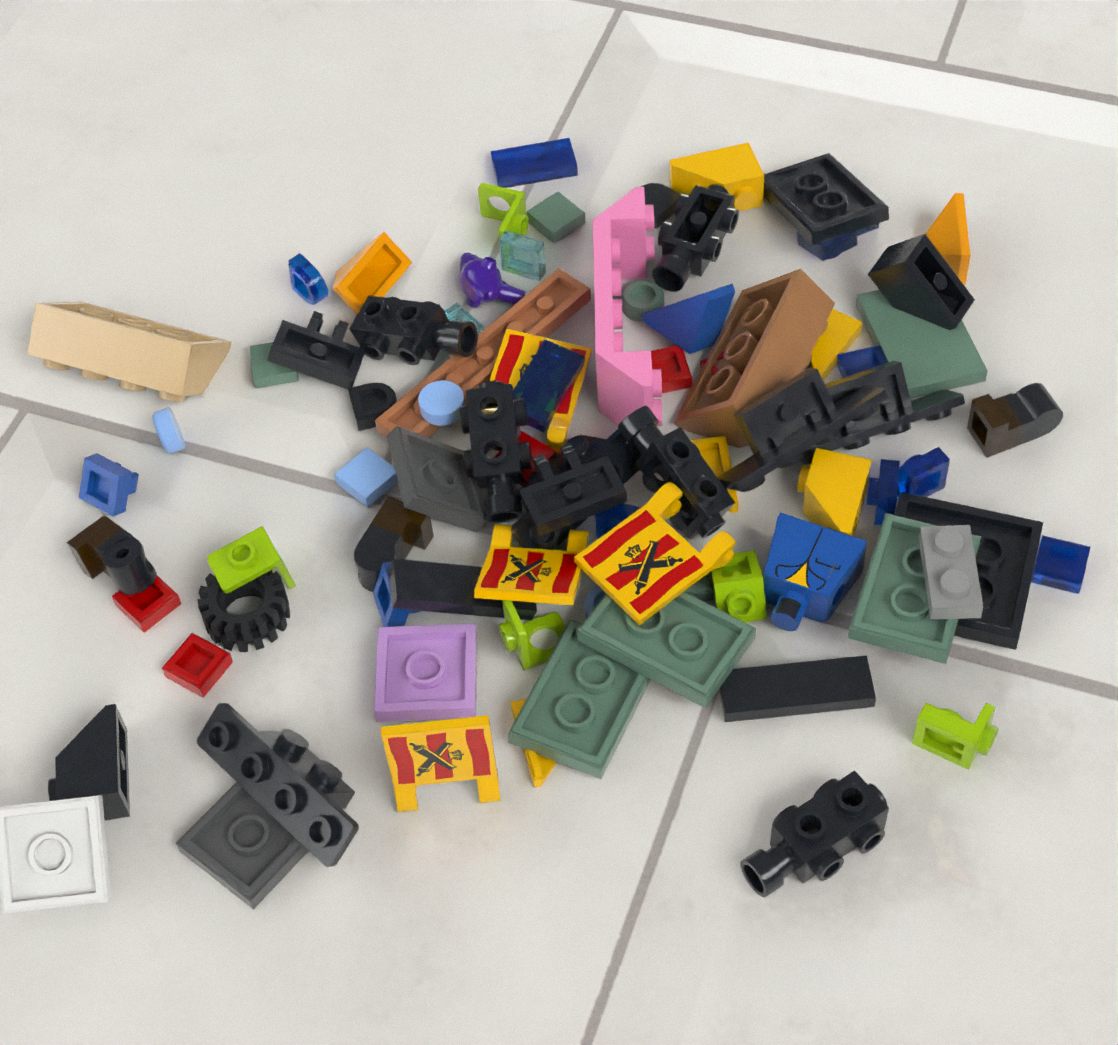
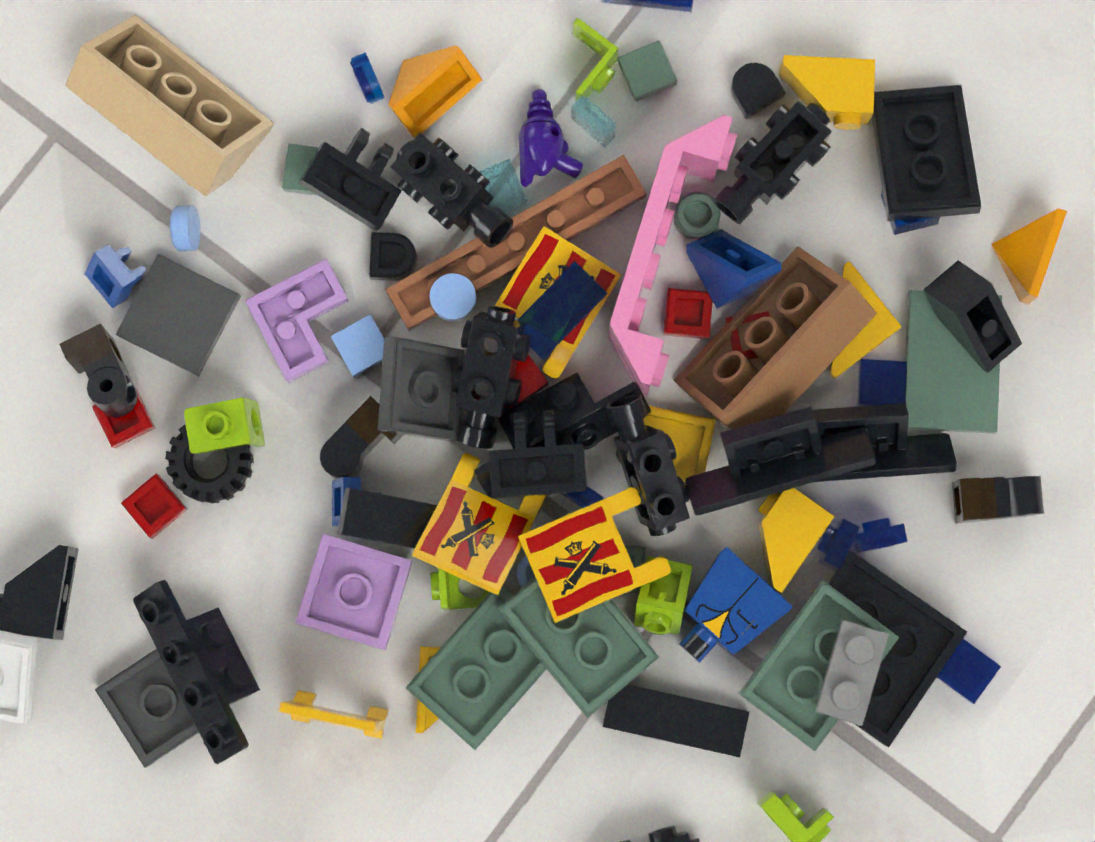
camera: 20 degrees right, 30 degrees up
(180, 503) = (178, 315): none -> dark grey tile
(289, 468) = (285, 316): none -> lavender plate

